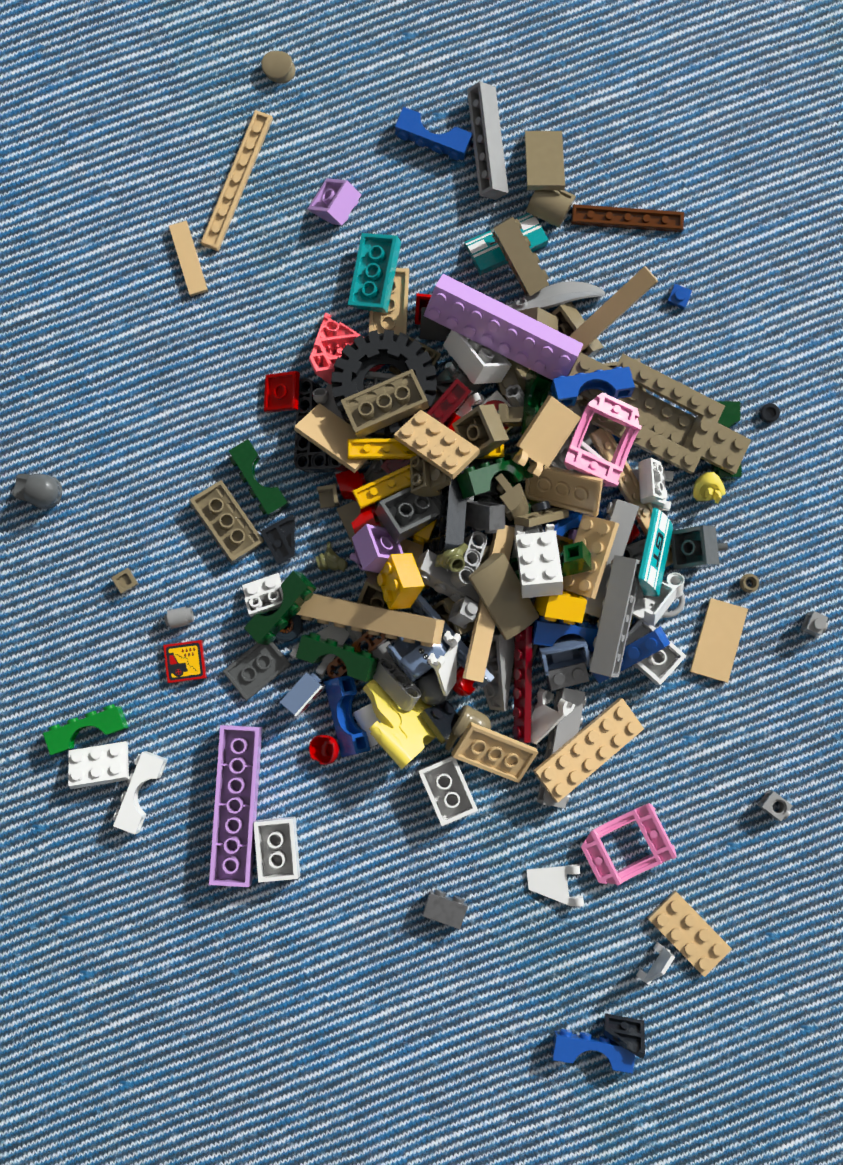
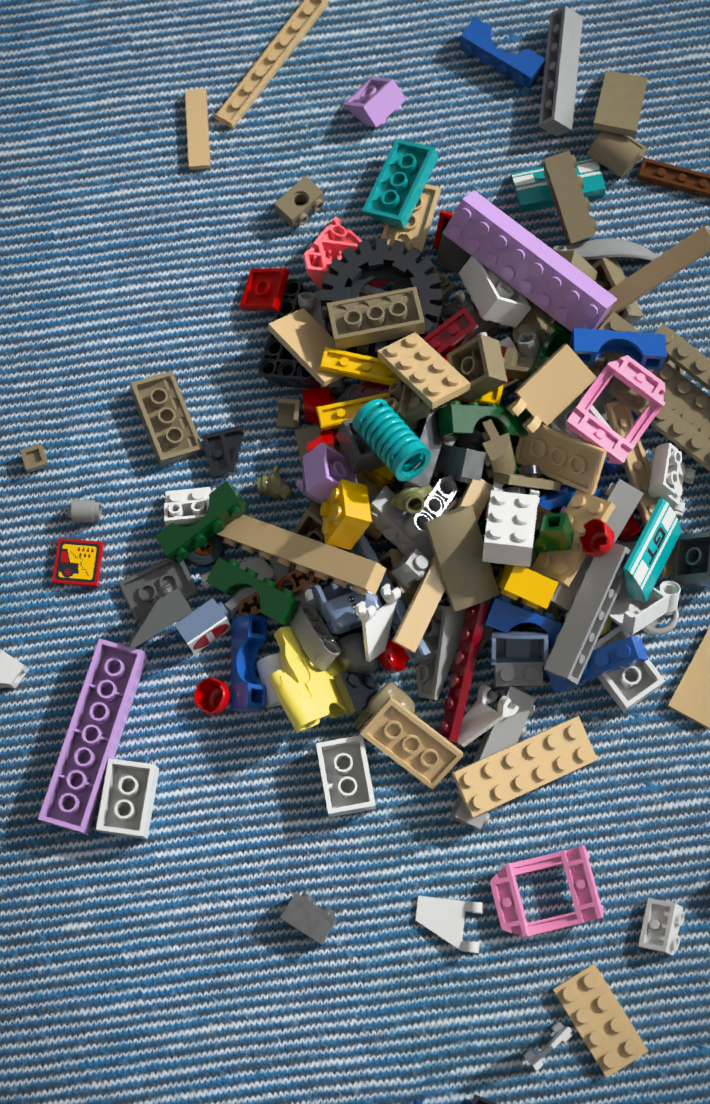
camera: 15 degrees right, 10 degrees down
(246, 459) = (222, 401): dark green arch -> none
(267, 691) = (162, 612): none -> dark grey slope
(297, 297) = (305, 192): none -> dark tan brick
(420, 513) = (391, 439): none -> teal piece
(611, 557) = (597, 538): none -> red hair
(721, 850) = (661, 926): none -> white bracket

